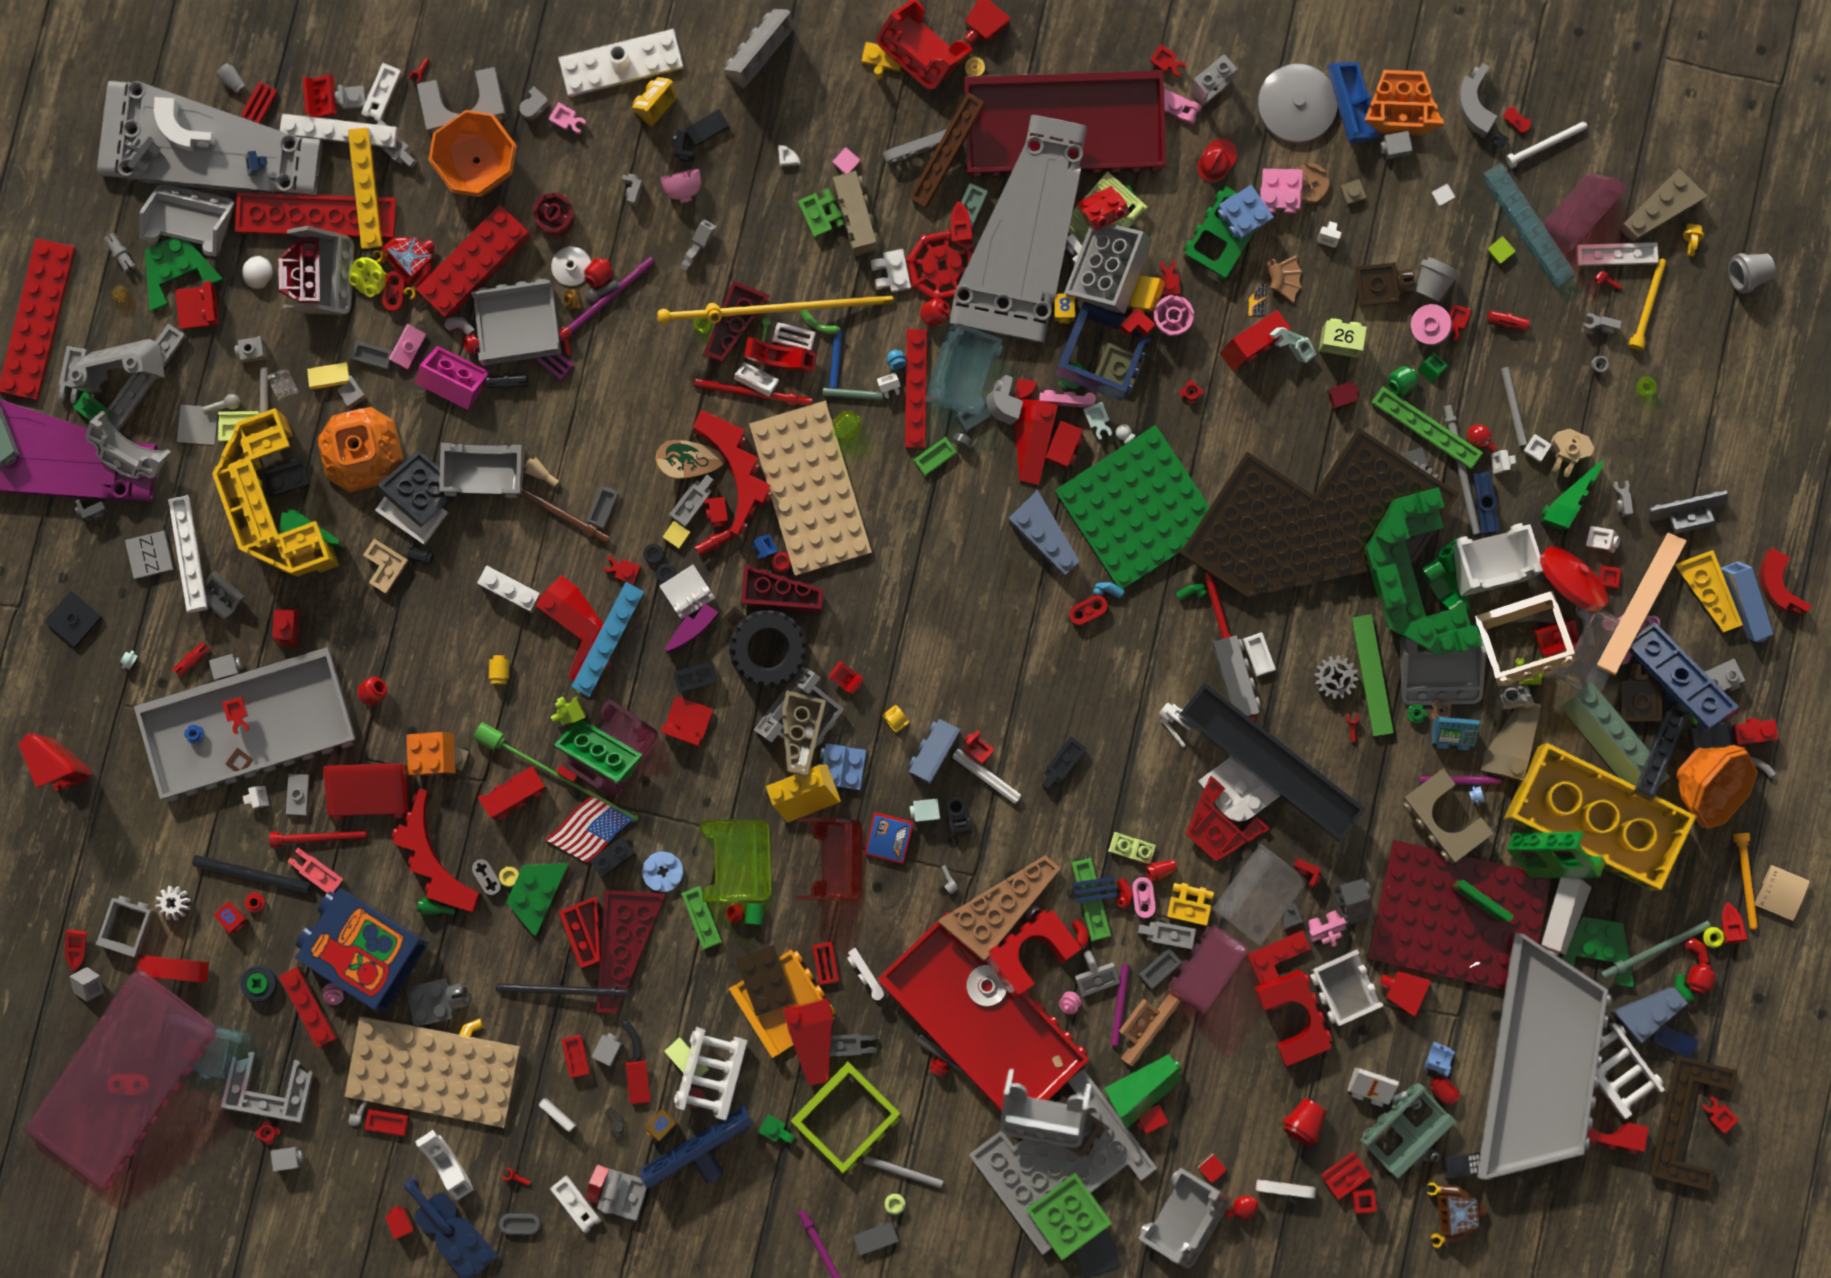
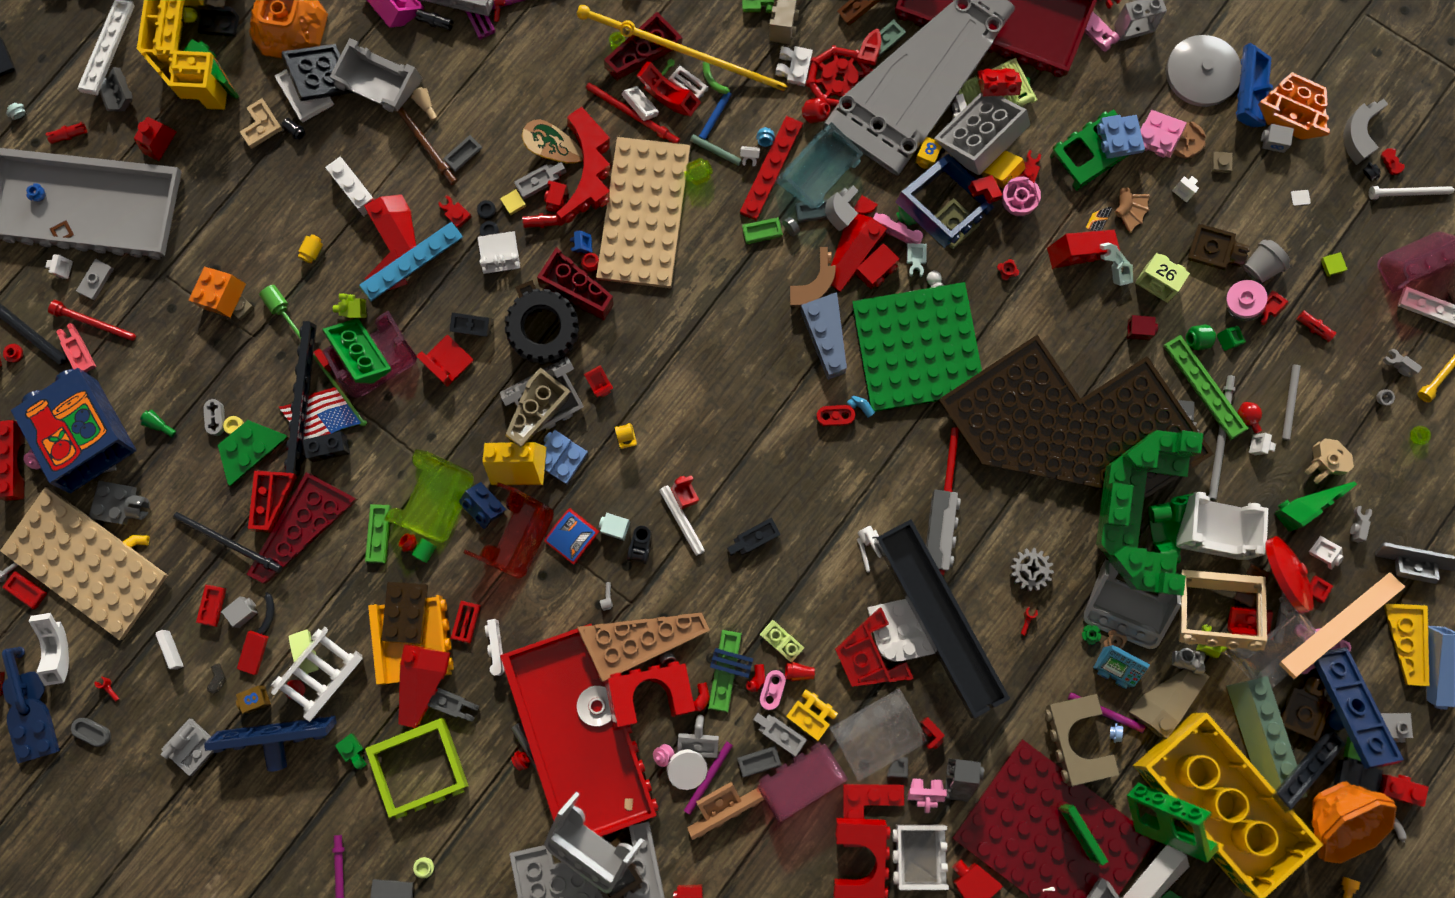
camera: 25 degrees right, 5 degrees down
(149, 555) = (77, 36): light grey tile -> none
(225, 666) = (89, 148): light grey brick -> none
(235, 711) = (73, 185): red plate -> none
(367, 790) = (150, 298): red windscreen -> none
(372, 691) = (196, 219): red head -> none
(425, 862) = (169, 380): red arch -> none
(513, 794) = (266, 356): red wedge -> none
(561, 813) = (301, 396): none -> black plate
(575, 1203) = (145, 736): white plate -> none
(596, 1183) = (171, 726): piece -> none
(656, 881) = (356, 471): light blue plate -> none
(691, 629) = (487, 284): magenta slope -> none
(789, 846) = (481, 504): none -> dark blue bracket
(903, 1171) = (445, 841): light grey bar -> none
(933, 750) = (645, 477): sand blue slope -> none
(1015, 495) = (819, 287): none -> medium nougat arch
(1097, 1005) = (687, 769): none -> white tile
(1143, 1088) = (693, 865): green slope -> none
(1190, 589) = (936, 437): green arm -> none
(1217, 160) = (1113, 89): red piece -> none
(1259, 654) = (970, 520): white tile -> none
(1372, 675) = (1064, 583): bright green tile -> none
(1484, 490) = (1235, 463): dark blue piece -> none
(1528, 225) = (1368, 252): clear light blue beam -> none
(1537, 448) = (1298, 446): white plate -> none
(1602, 277) = (1419, 324): red hand -> none

